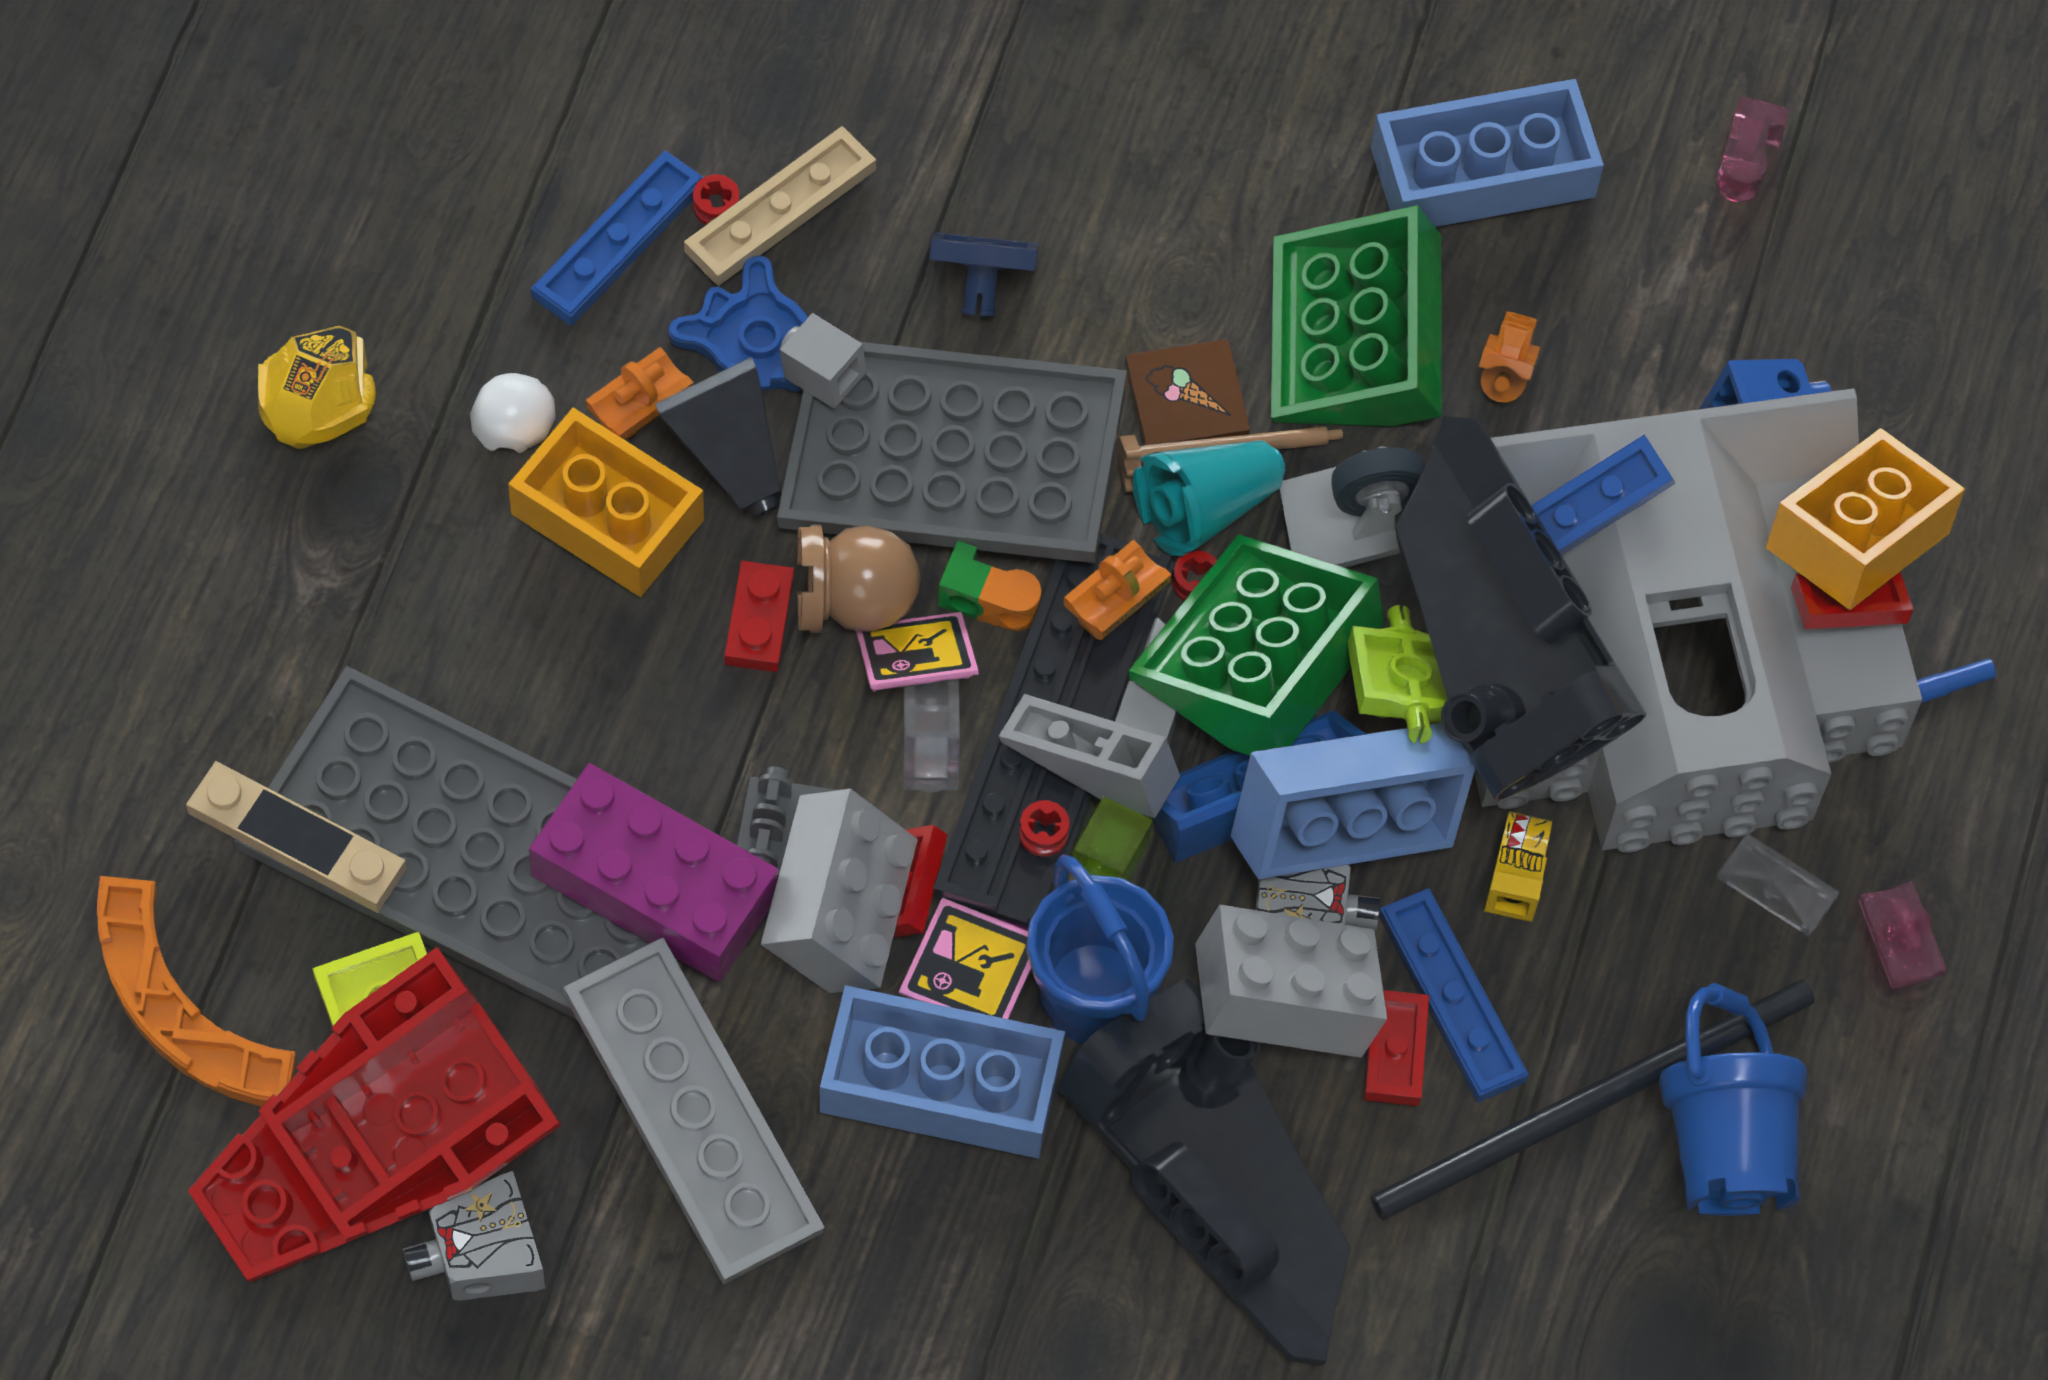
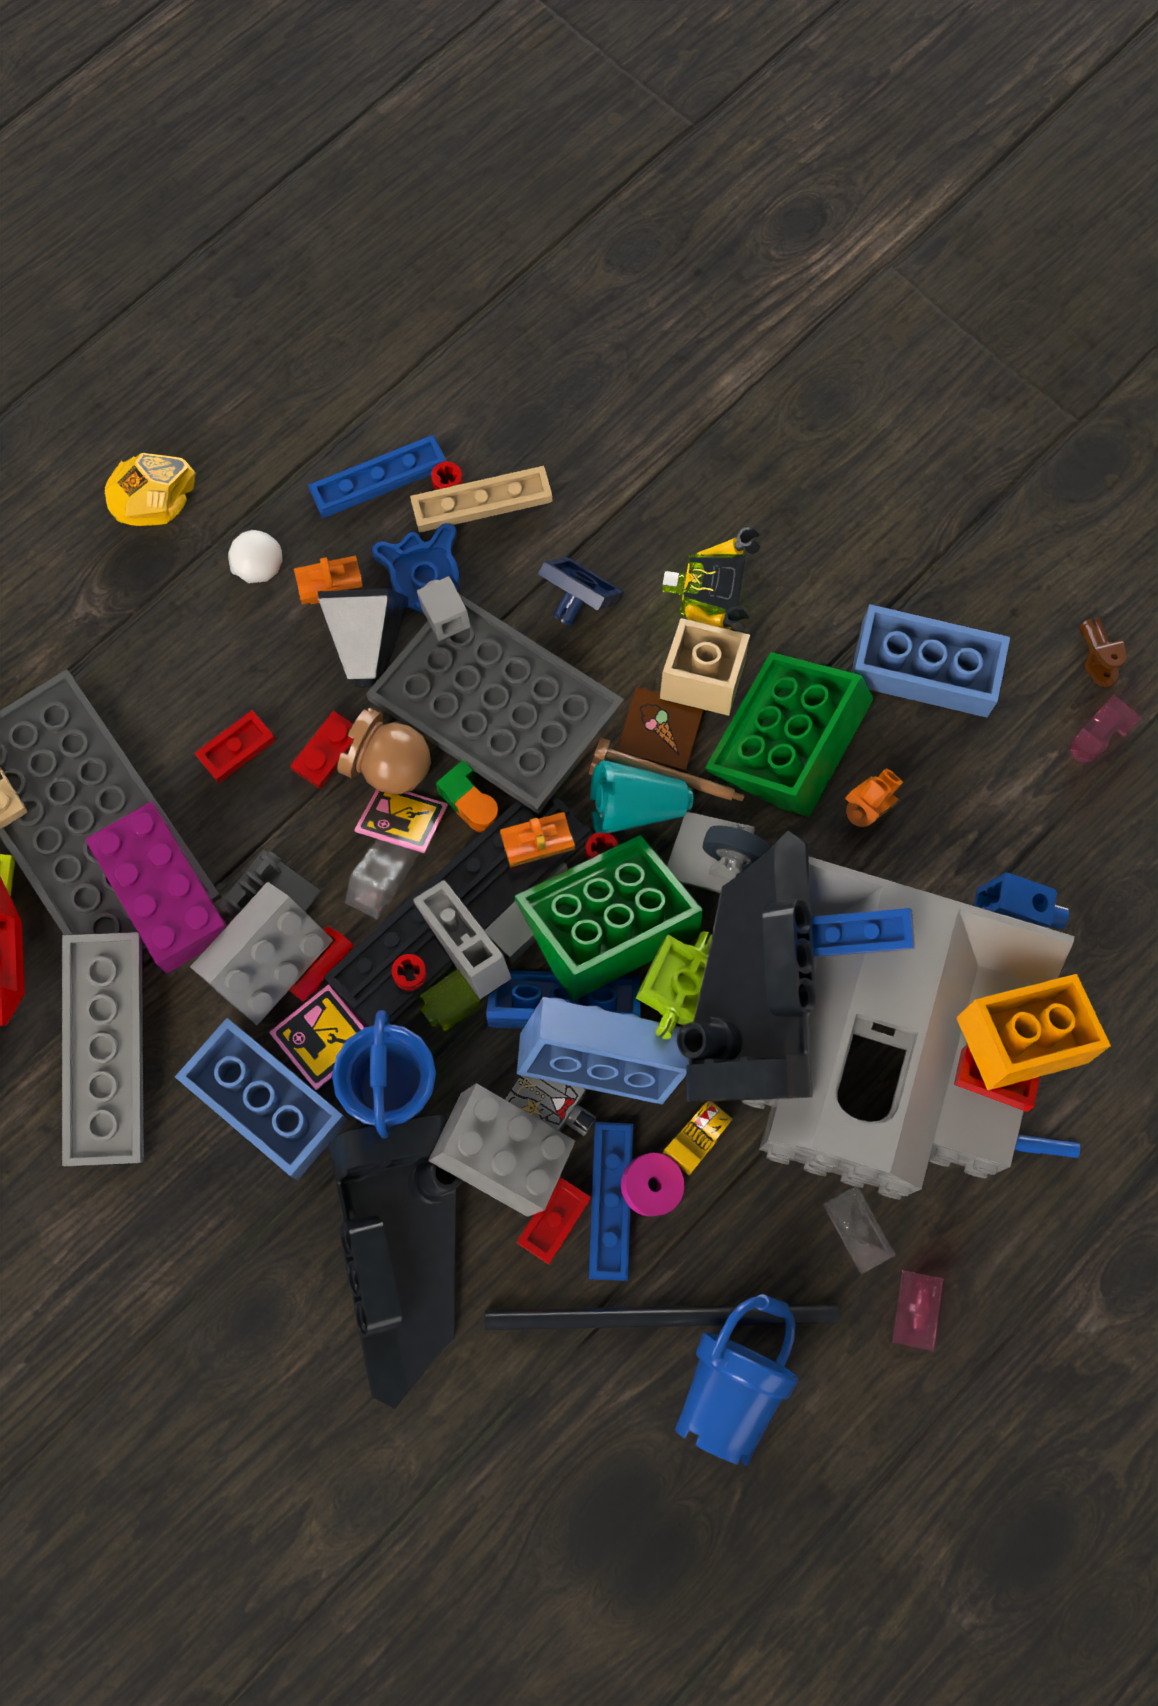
camera: 30 degrees right, 10 degrees up
(606, 502) = (270, 637): light orange brick -> none
(635, 664) = (235, 746): none -> red plate
(1155, 181) = (714, 582): none -> torso
(1206, 286) = (704, 666): none -> tan brick
(1483, 963) = (669, 1184): none -> dark pink piece
(1698, 54) = (1103, 655): none -> reddish brown piece

